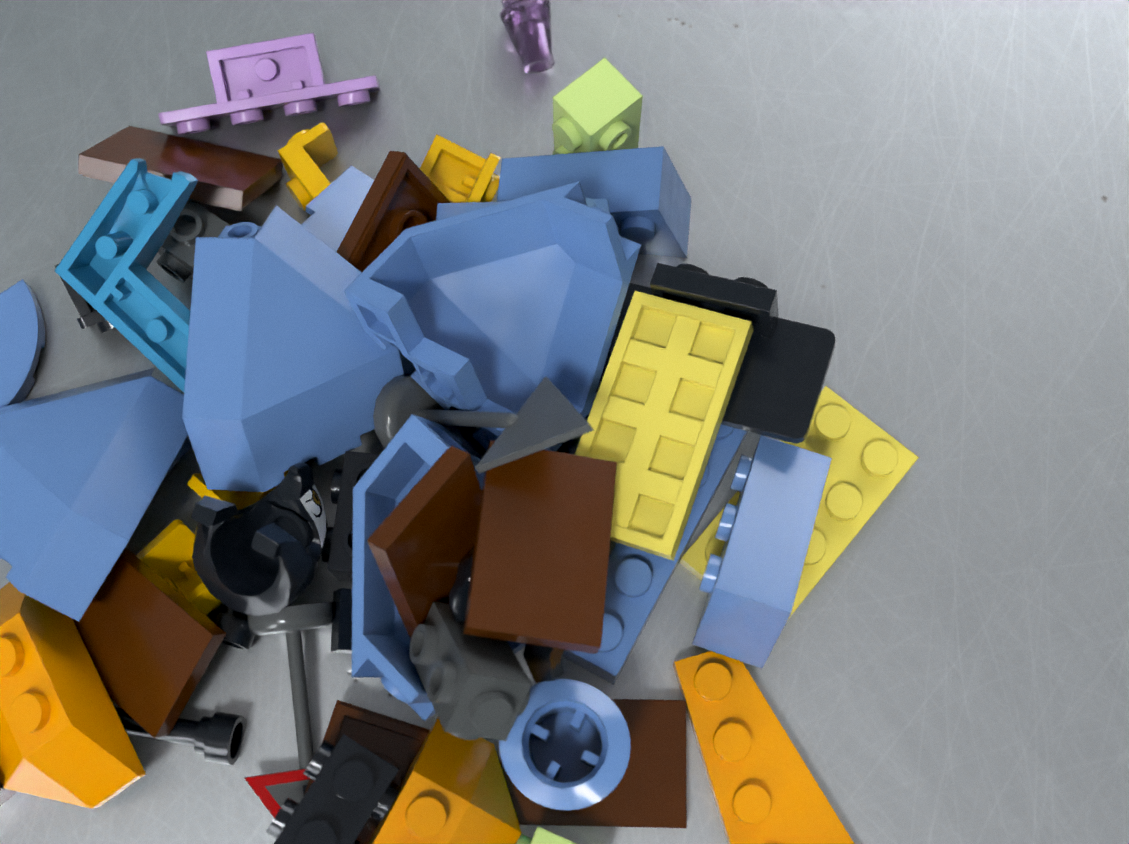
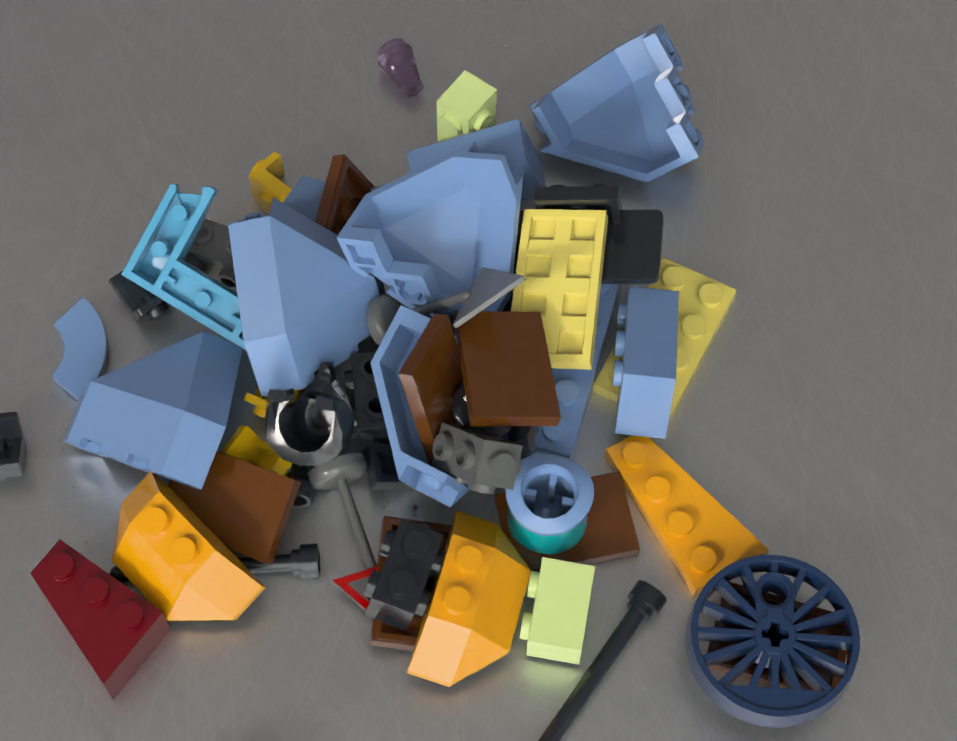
camera: 15 degrees left, 10 degrees down
(224, 174) = (146, 197): reddish brown tile -> none
(267, 78) = (224, 132): lavender bracket -> none
(461, 173) = (378, 166): yellow bracket -> none
(822, 157) = (624, 111): none -> medium blue panel

